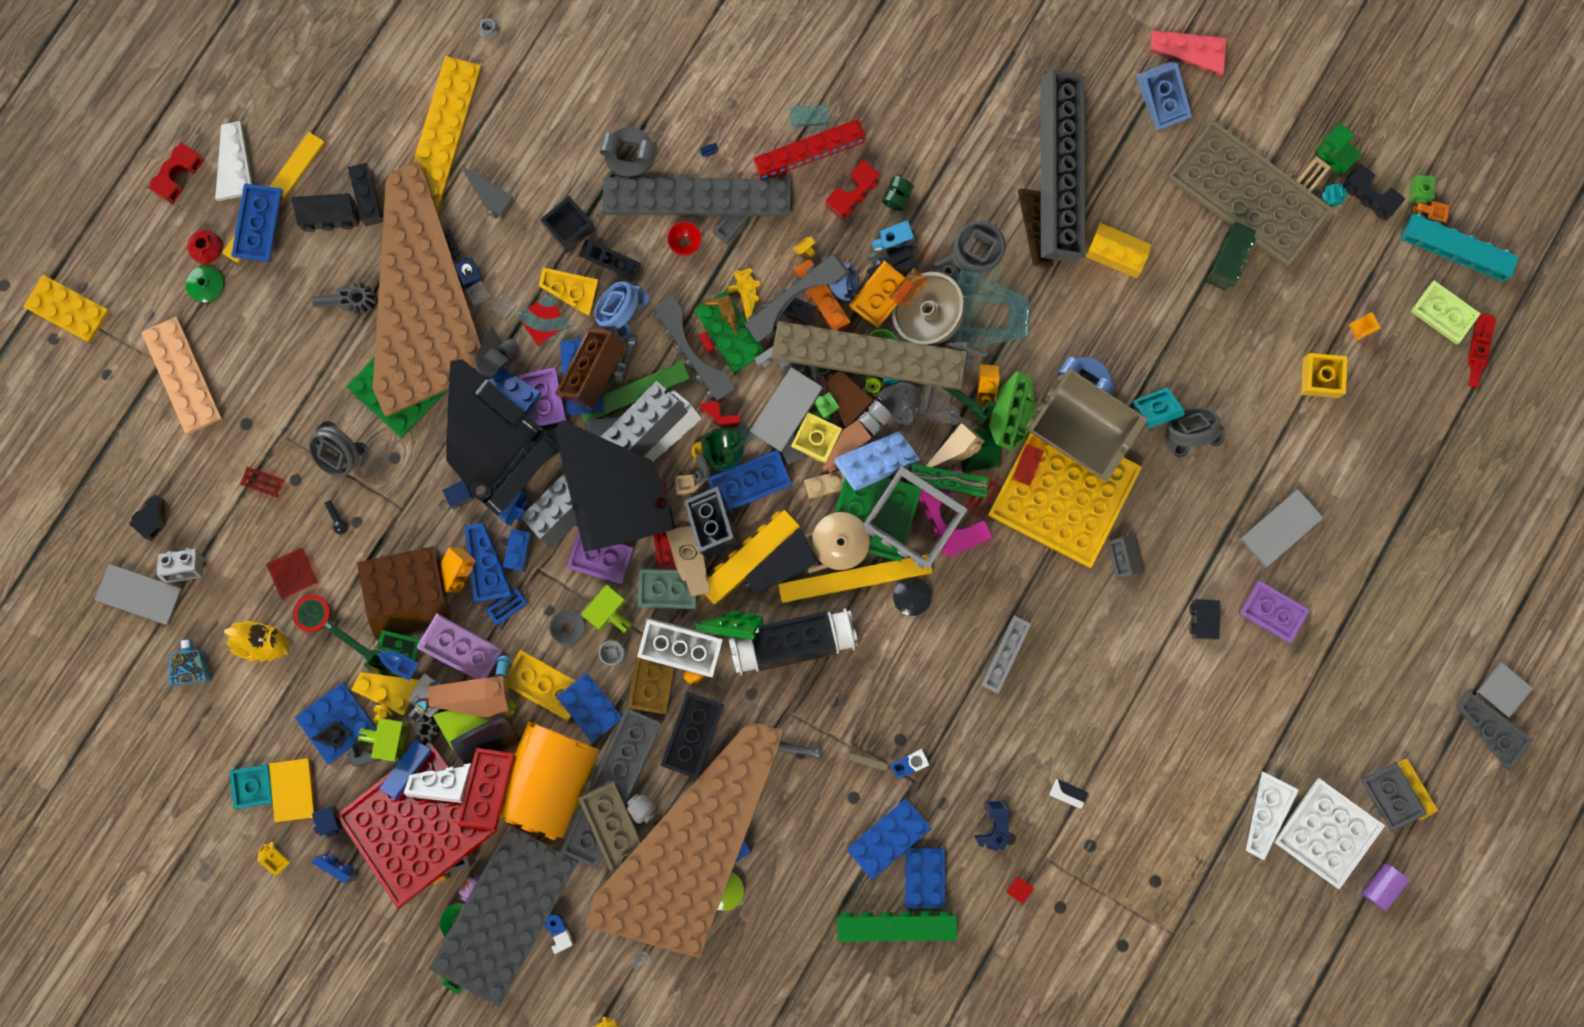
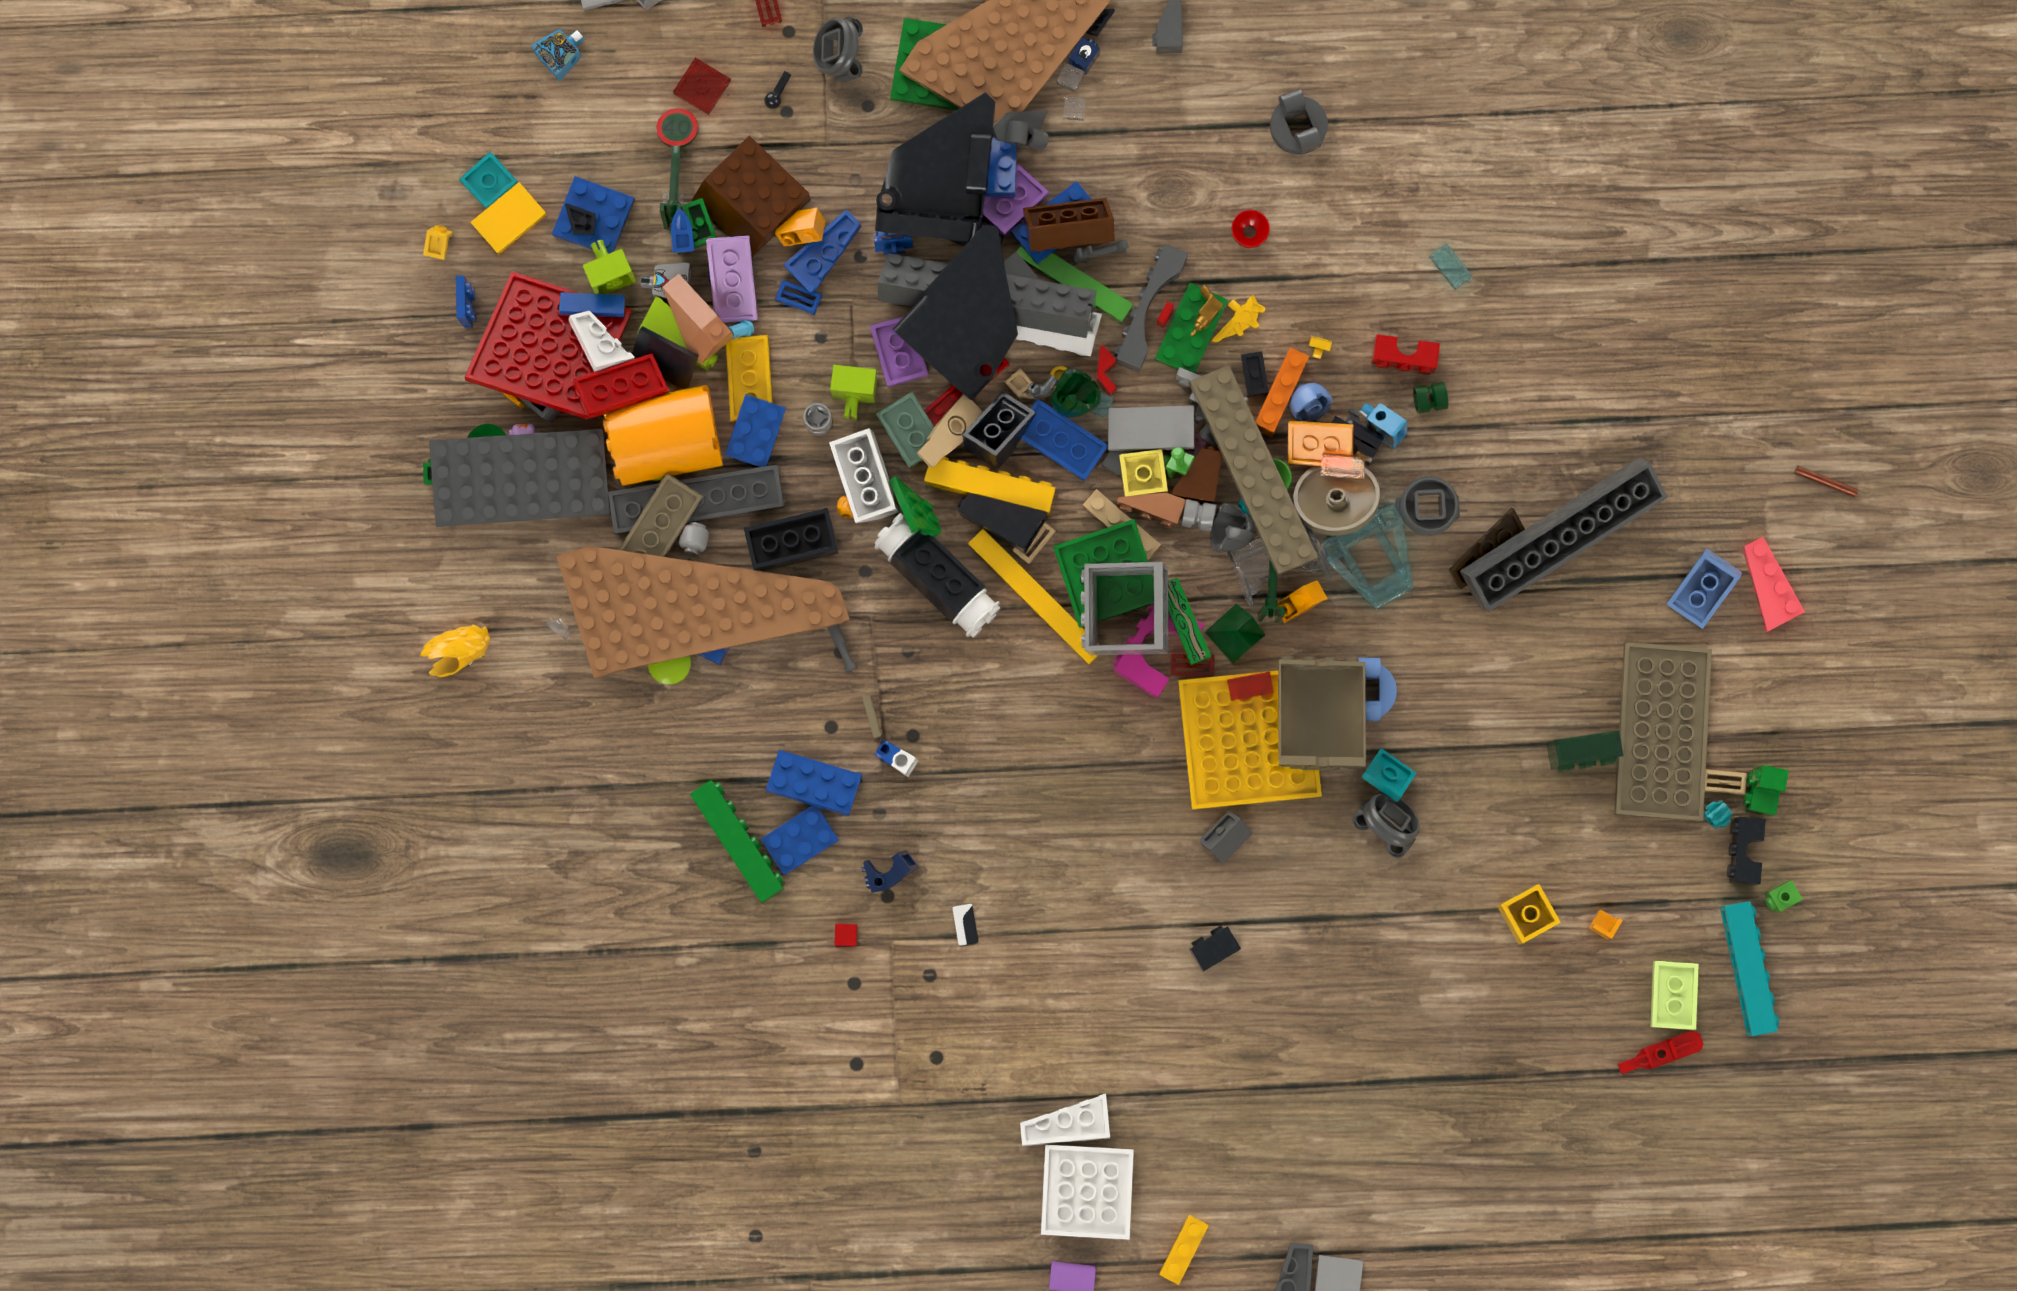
camera: 60 degrees right, 0 degrees up
(257, 641) = (620, 96): yellow head -> none
(326, 822) = (500, 267): dark blue brick -> none
(356, 761) = (573, 260): dark grey bracket -> none
(382, 712) = (630, 250): yellow plate -> none
(386, 690) = (651, 240): yellow wing -> none
(421, 727) = (640, 294): dark grey gear -> none
(458, 494) = (870, 183): dark blue brick -> none
(518, 550) = (856, 272): blue brick -> none
(543, 320) = (1085, 153): tile -> none
(559, 620) = (810, 353): dark grey piece -> none
(559, 931) = (536, 539): leg -> none
(567, 224) = (1190, 113): black piece -> none
(570, 288) = (1133, 158): yellow wing -> none
(609, 259) = (1184, 174): black slope -> none
(630, 297) = (1142, 210): medium blue piece -> none
(650, 686) = (811, 474): pearl gold plate -> none
(696, 196) = (1300, 214): dark grey plate -> none
(709, 150) = (1352, 196): clear blue tile -> none
(729, 227) = (1296, 263): dark grey tile -> none
(809, 150) = (1416, 288): red brick -> none
(829, 272) = (1305, 379): dark grey arch -> none
(842, 526) = (1062, 574): tan dish -> none
(876, 460) = (1158, 541): light blue plate -> none
(878, 383) = (1231, 489): lime plate -> none
(912, 596) = (1053, 660): black dish -> none
(945, 264) = (1390, 485): dark grey brick -> none
(958, 447) = (1221, 609): tan slope -> none
(1005, 654) = (1056, 781): light grey plate -> none
(1013, 411) = (1294, 637): bright green wedge -> none
(1118, 250) = (1520, 641): yellow slope -> none
(1274, 612) = (1266, 1010): medium lavender plate -> none
(1281, 528) = (1352, 967): light grey tile -> none
(1393, 796) = (1163, 1233): dark grey tile -> none
(1435, 211) = (1769, 924): orange plate -> none

